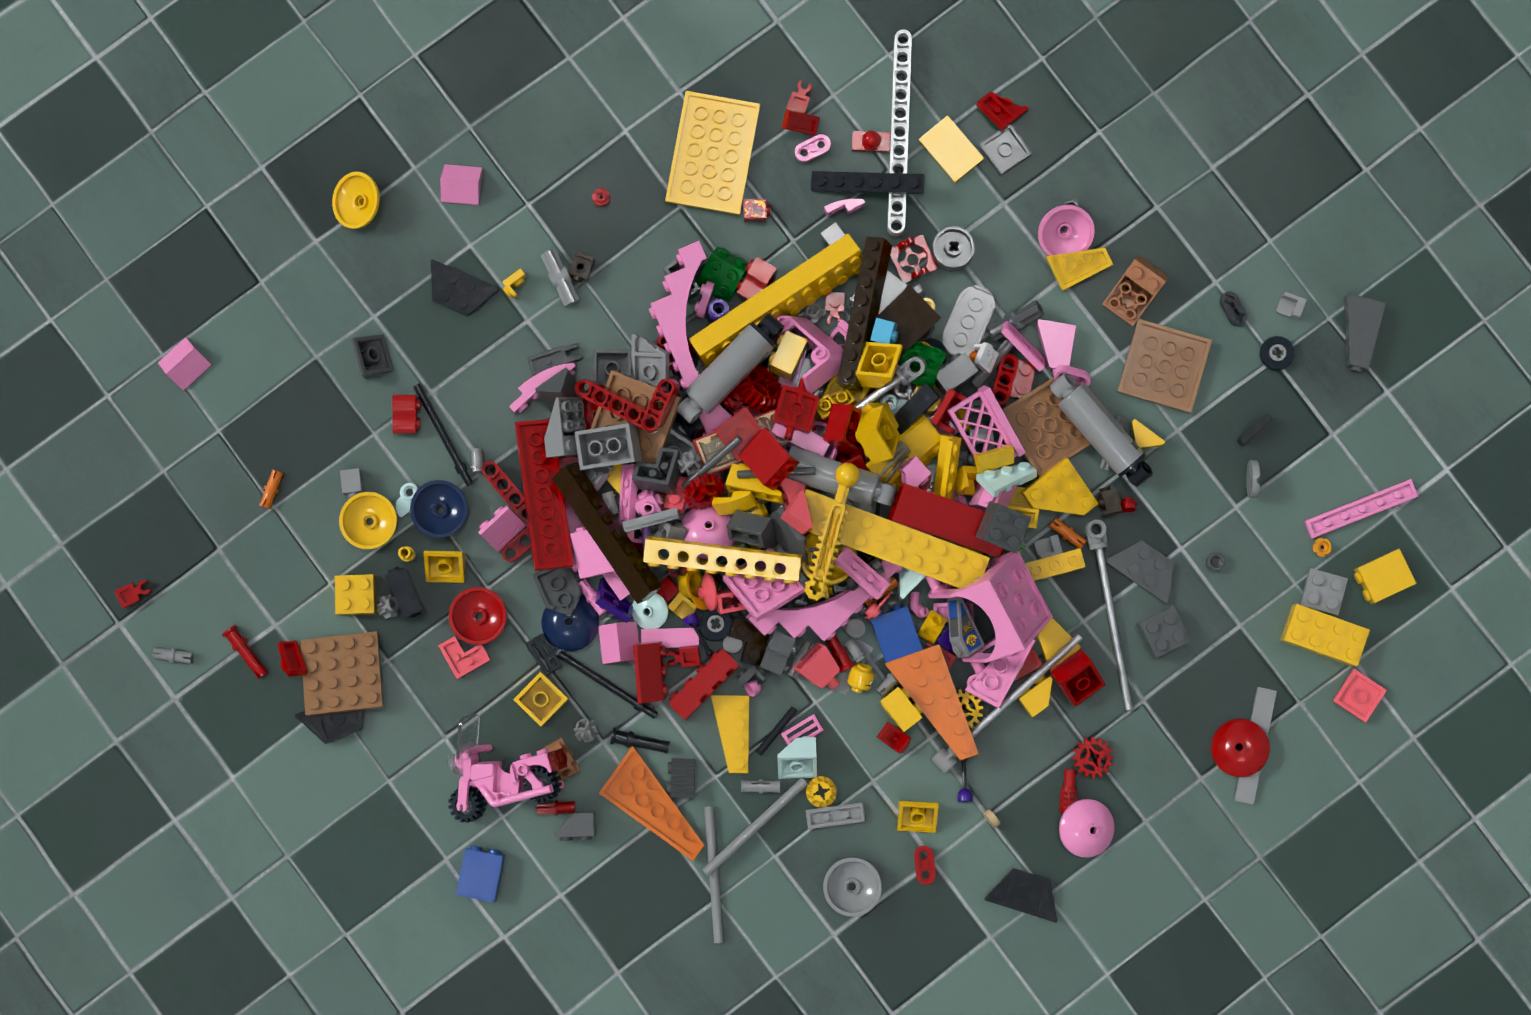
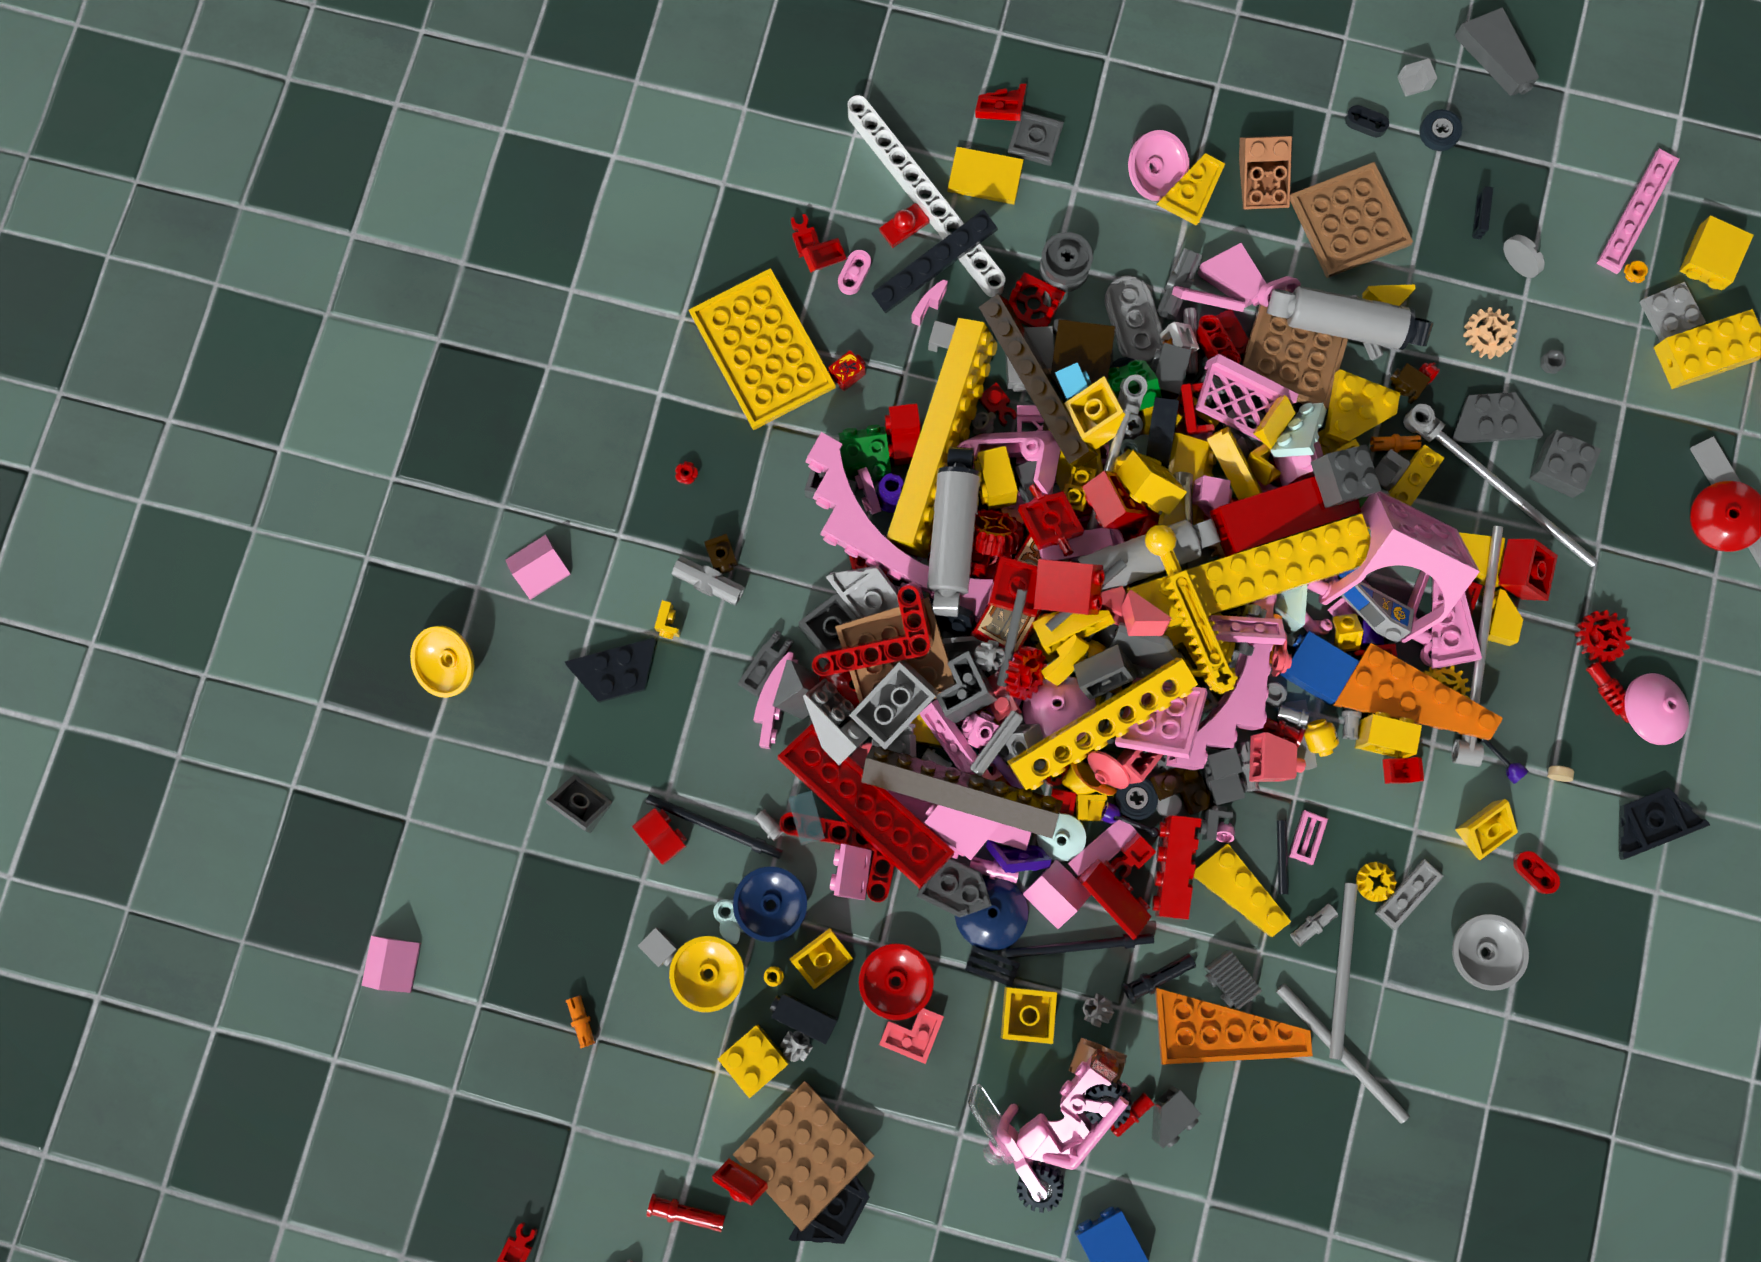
camera: 40 degrees left, 5 degrees down
(501, 474) = (806, 818): none -> clear light blue tile
(798, 759) = (1331, 865): light aqua slope -> none
(1182, 505) = (1482, 338): none -> light nougat gear

